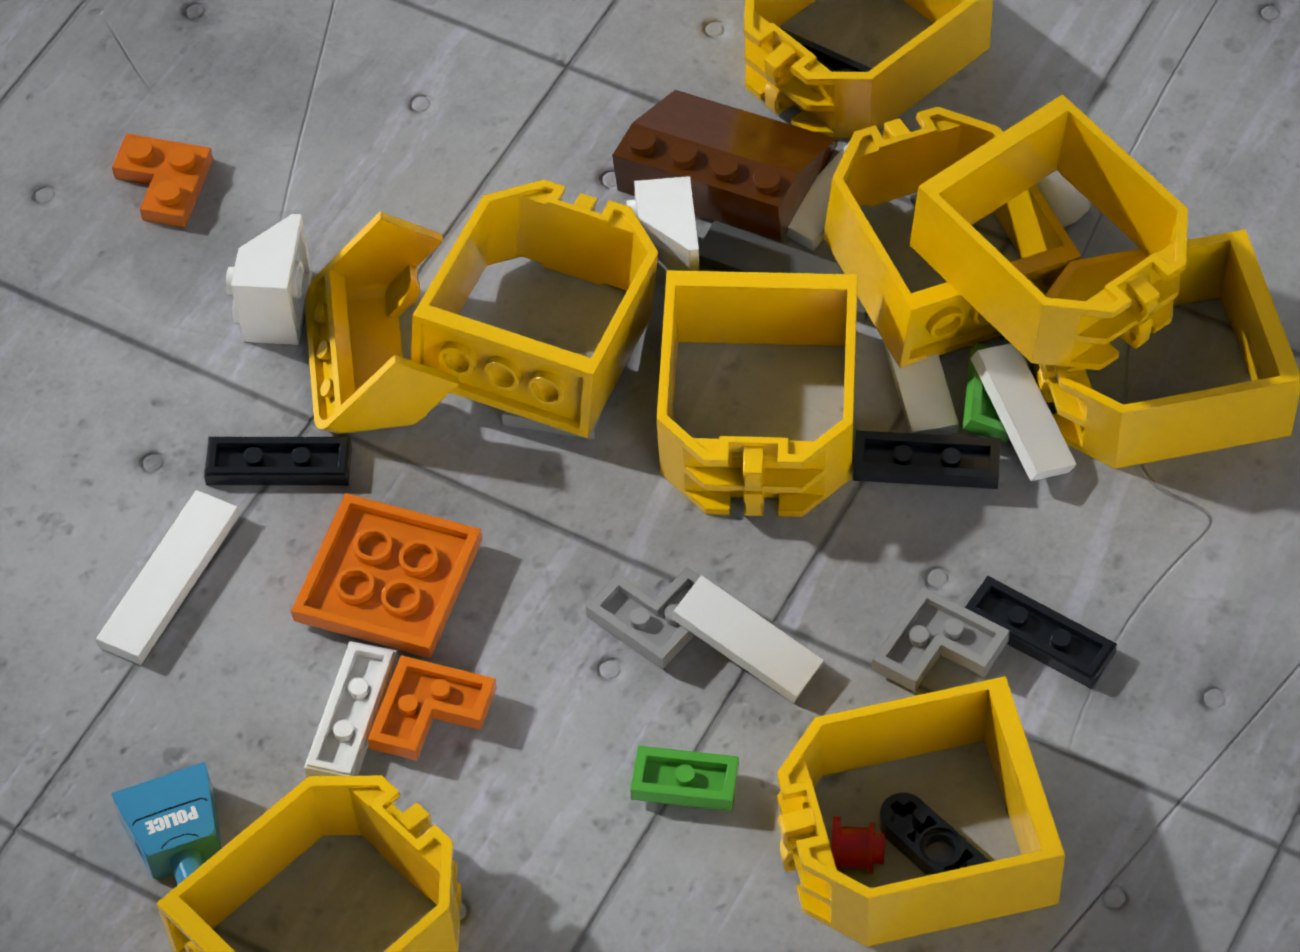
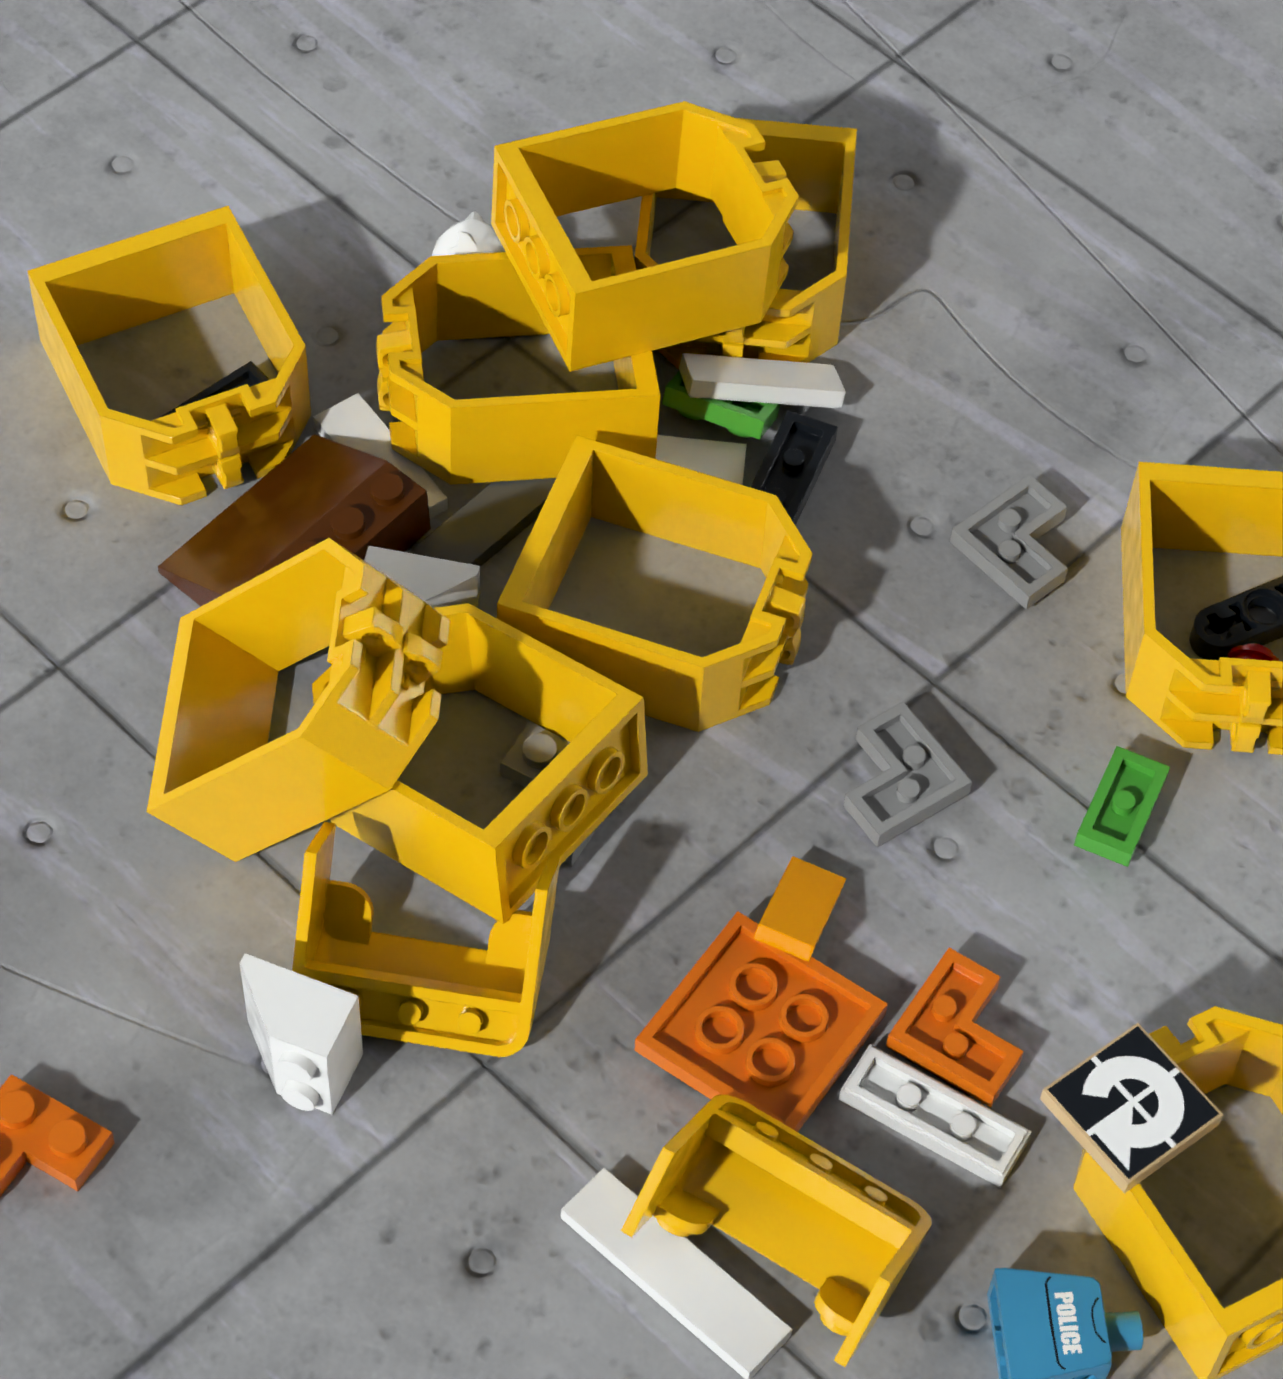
camera: 80 degrees left, 0 degrees up
(243, 623) = (789, 1205): none -> yellow windscreen
(278, 461) = (540, 1113): black tile -> none
(332, 792) = (1131, 1107): none -> tile
(498, 569) = (800, 908): none -> light orange tile
(526, 170) = (213, 752): none -> yellow container
(747, 639) = (968, 698): white tile -> none
(1044, 632) = (1032, 449): black tile -> none

